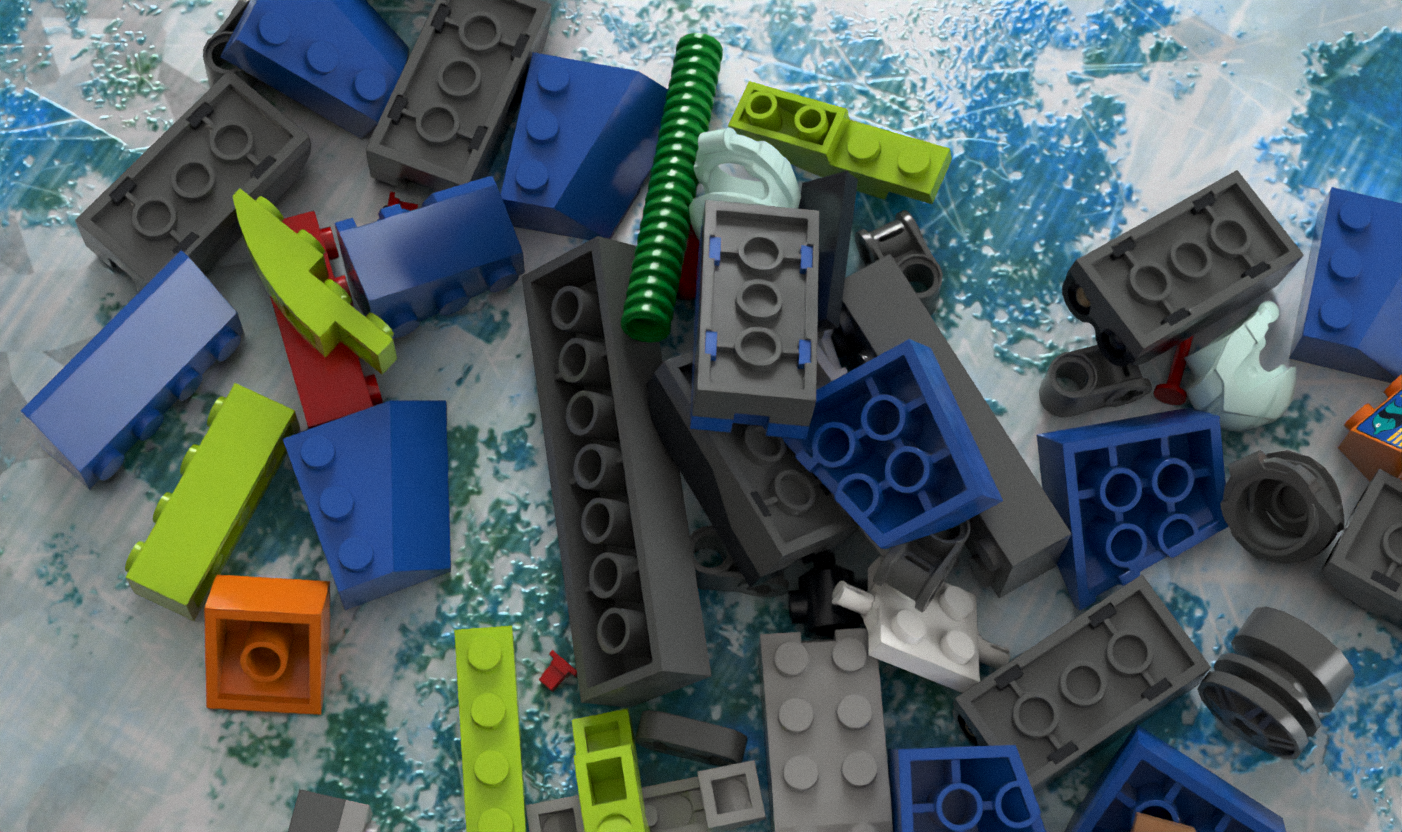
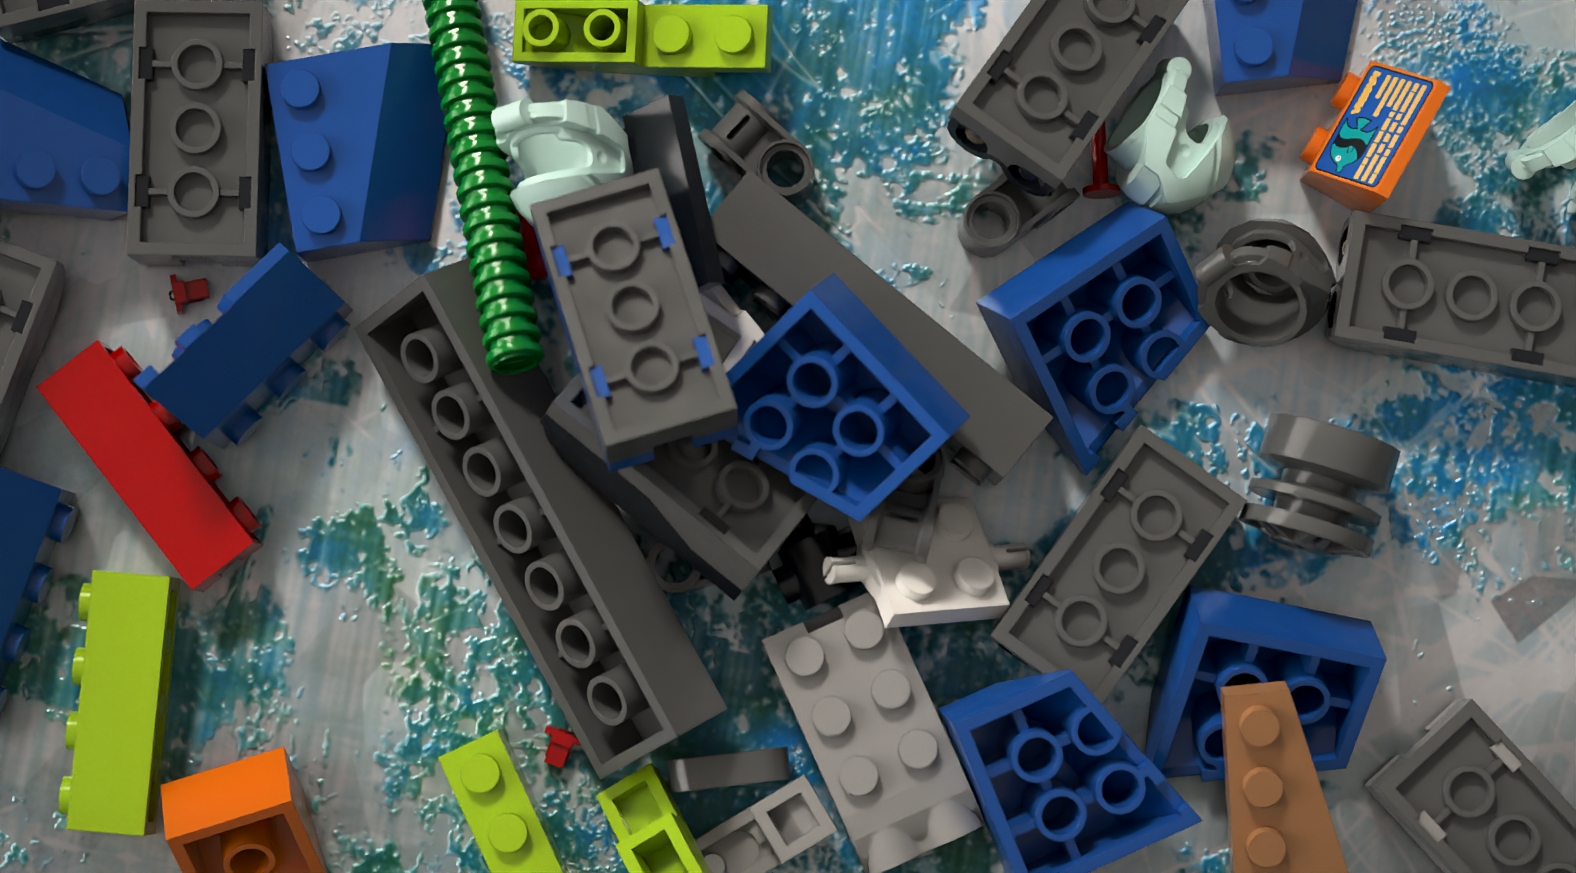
camera: 20 degrees left, 15 degrees up
(294, 275) = (104, 431): lime slope -> none
(378, 496) = (296, 631): blue wedge -> none

